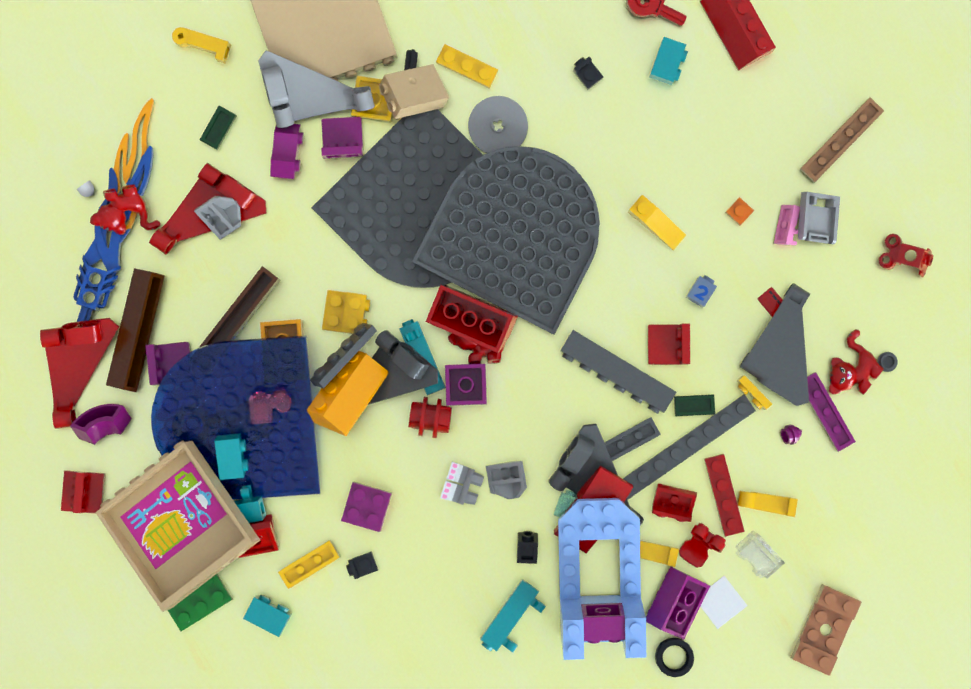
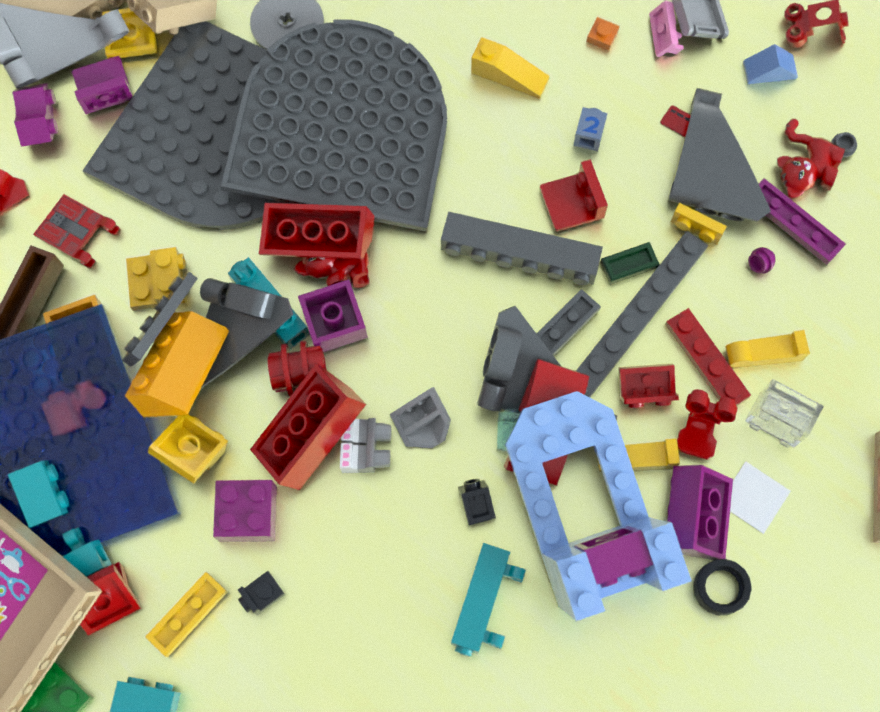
camera: 20 degrees left, 15 degrees down
(292, 250) = (71, 227): none -> red flag
(339, 453) = (188, 447): none -> yellow plate
(425, 464) = (307, 428): none -> red slope
(857, 280) = (770, 66): none -> medium blue slope

